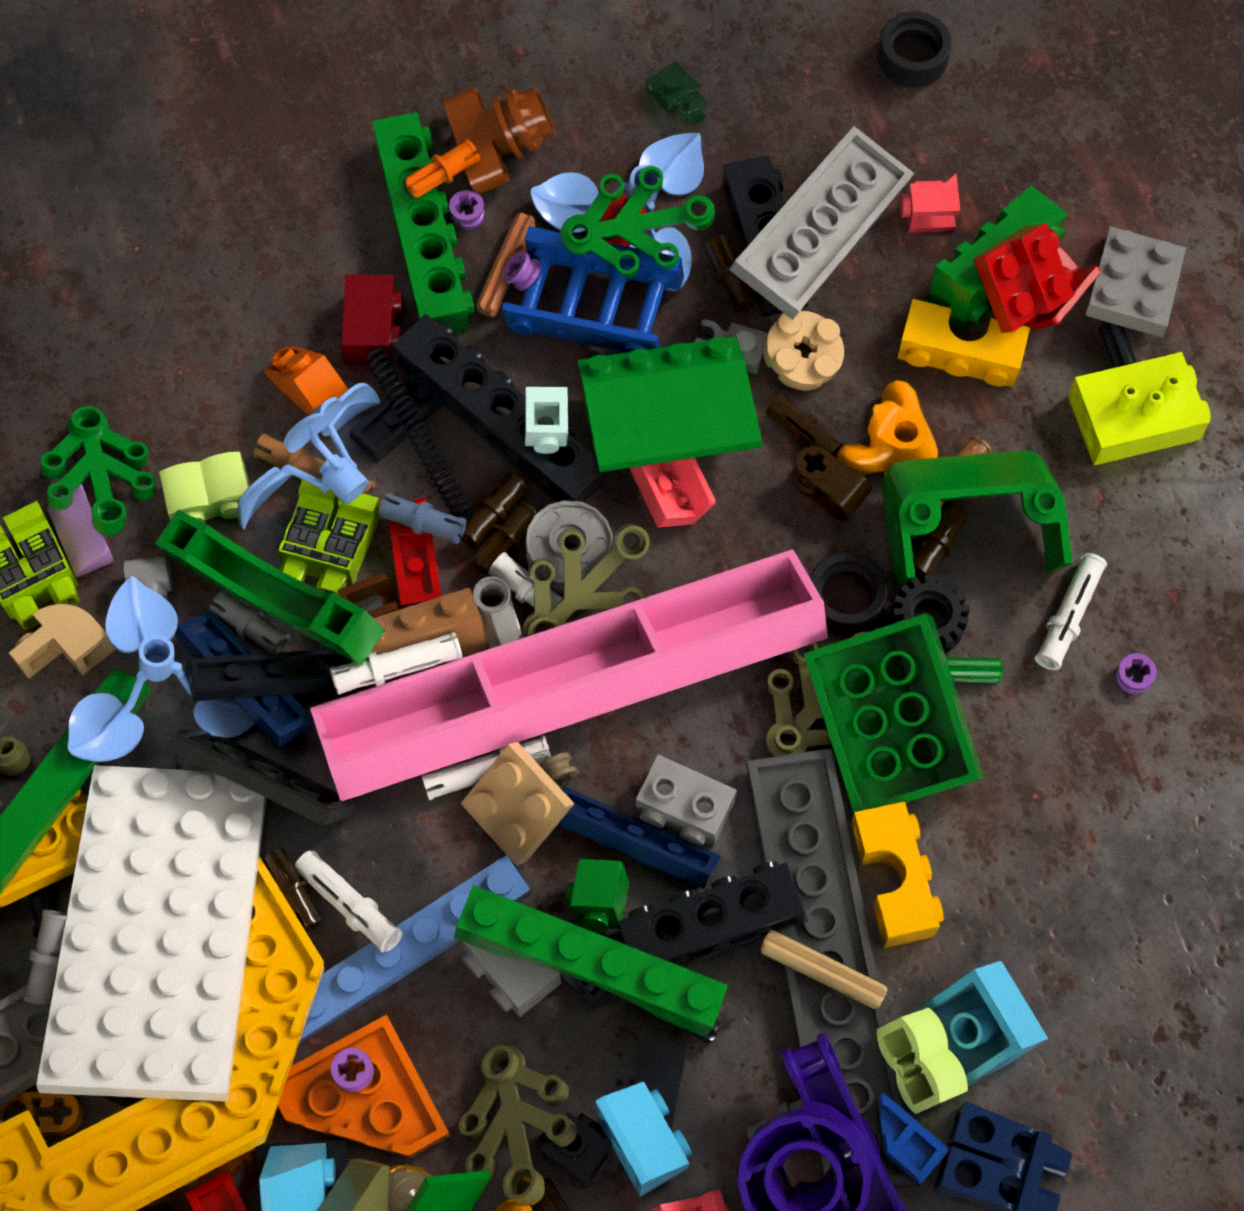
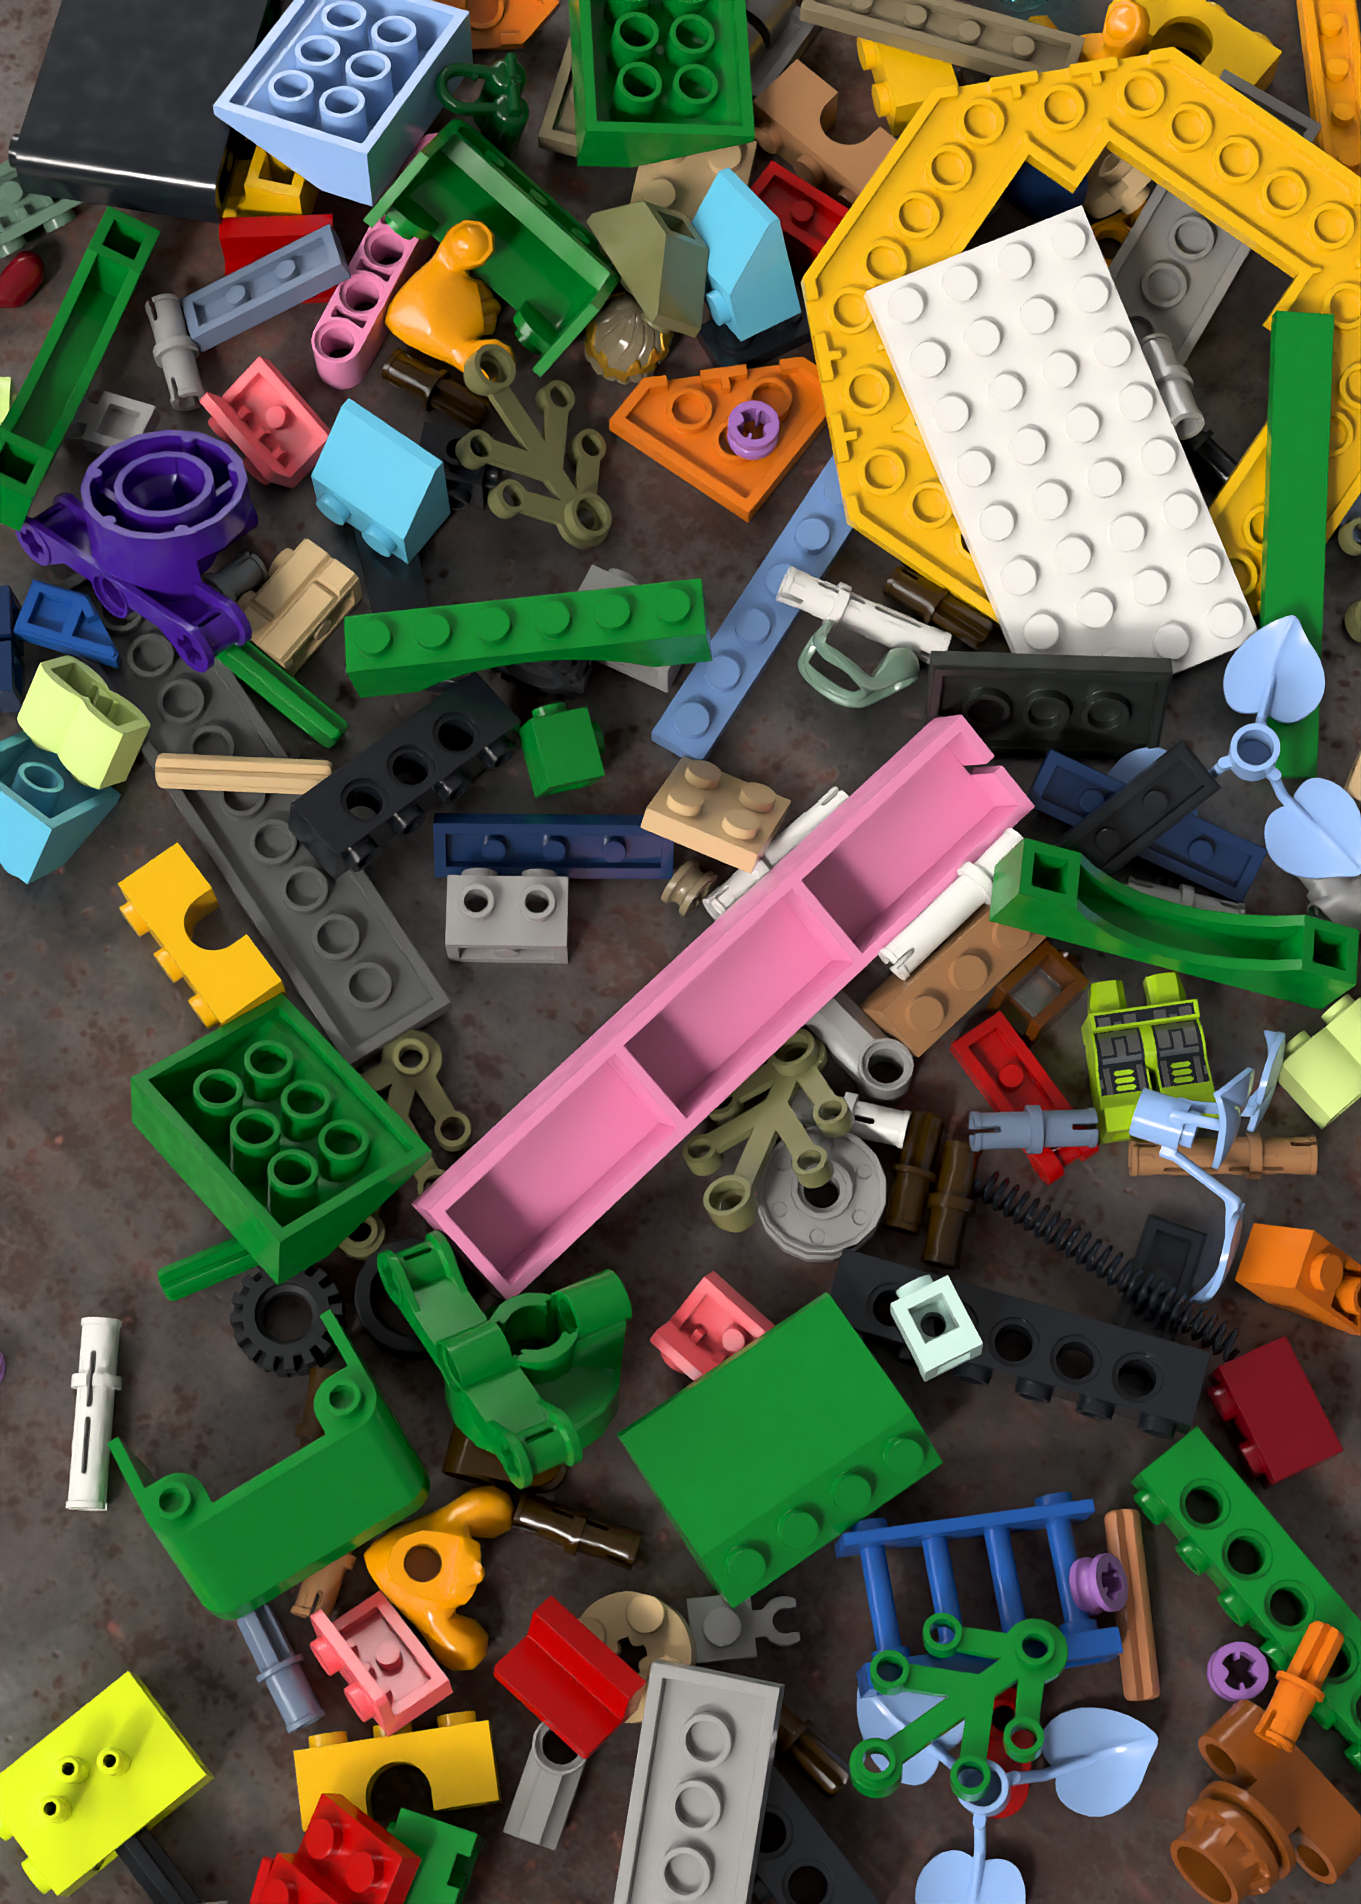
camera: 155 degrees right, 5 degrees up
(361, 851) = (893, 673): none -> sand green piece
(738, 1088) = (300, 604): none -> tan brick
(766, 1021) = (285, 693): none -> green axle
(823, 470) = (525, 1374): none -> green piece
(848, 337) = (570, 1679): none -> red panel
(878, 307) = (543, 1795): none -> light grey piece
(951, 397) = (381, 1661): none -> coral bracket
(1008, 421) = (280, 1668): none -> sand blue axle

